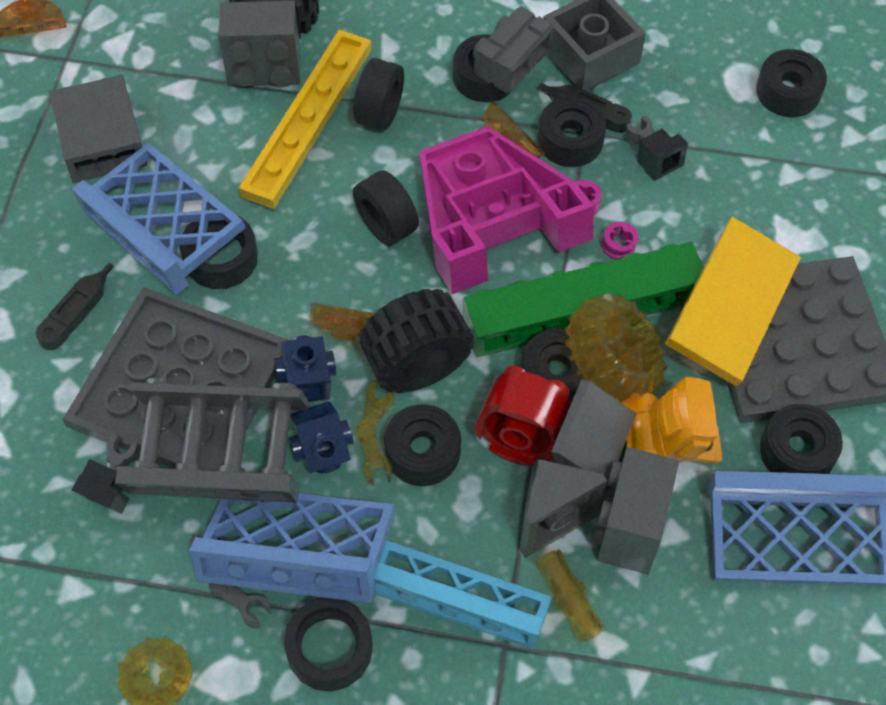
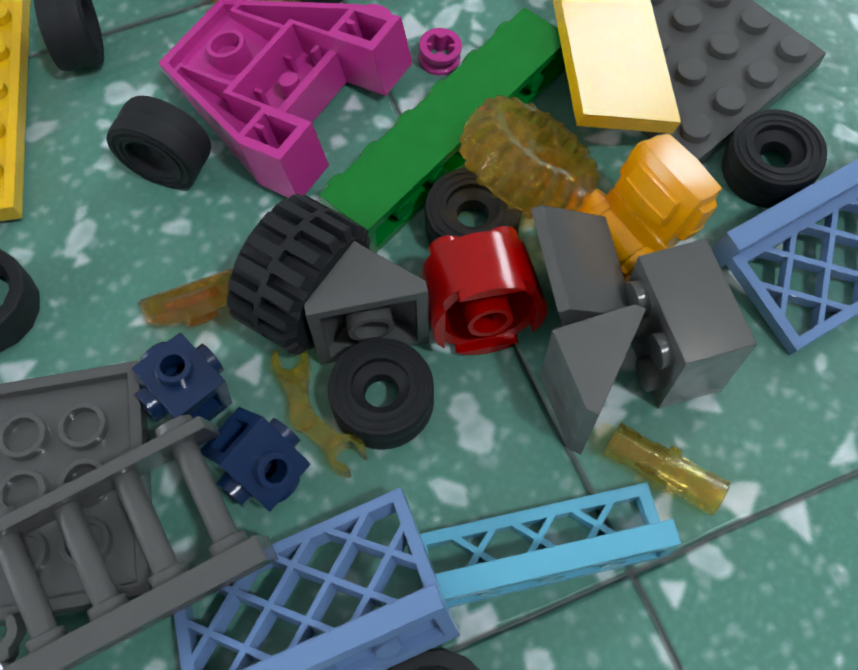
camera: 30 degrees left, 5 degrees up
(444, 380) = (365, 301): none -> dark grey slope

